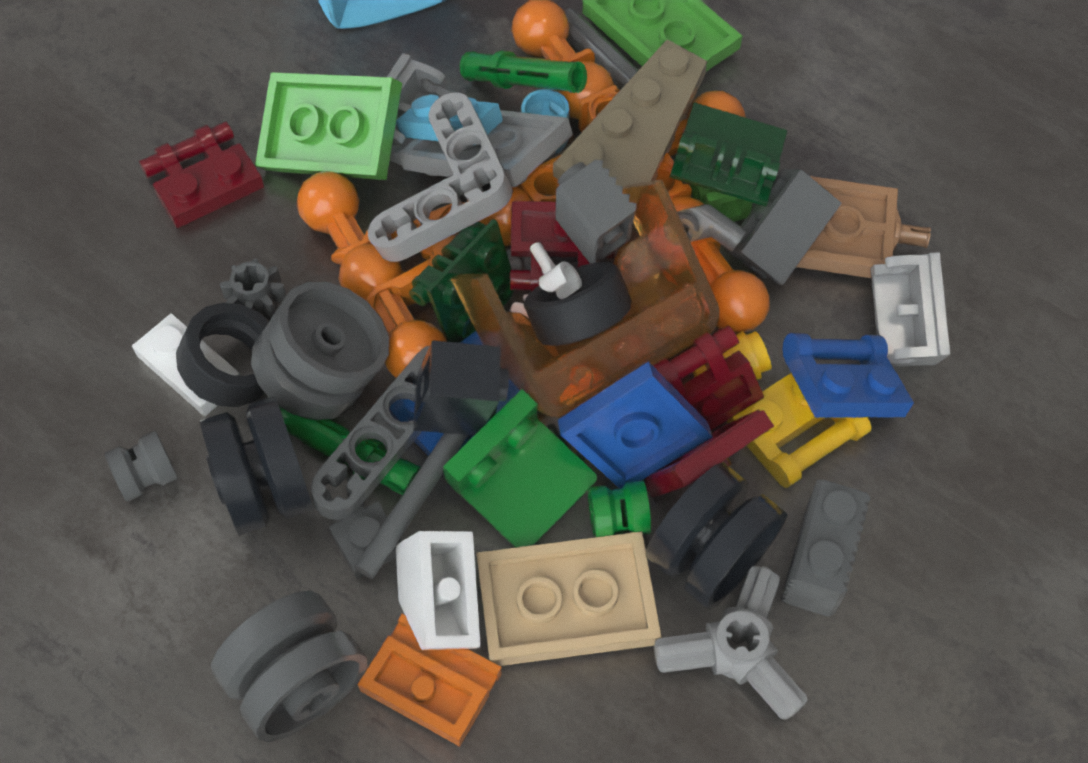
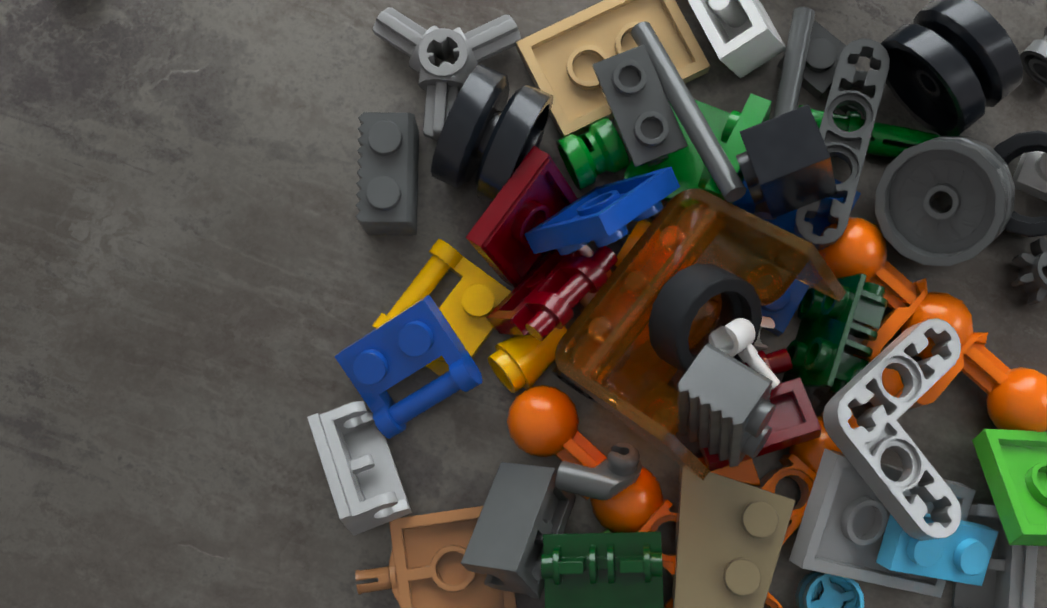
camera: 165 degrees right, 20 degrees up
(525, 489) = (690, 115): none -> dark grey bar
(566, 515) = (640, 106): none -> dark grey hinge

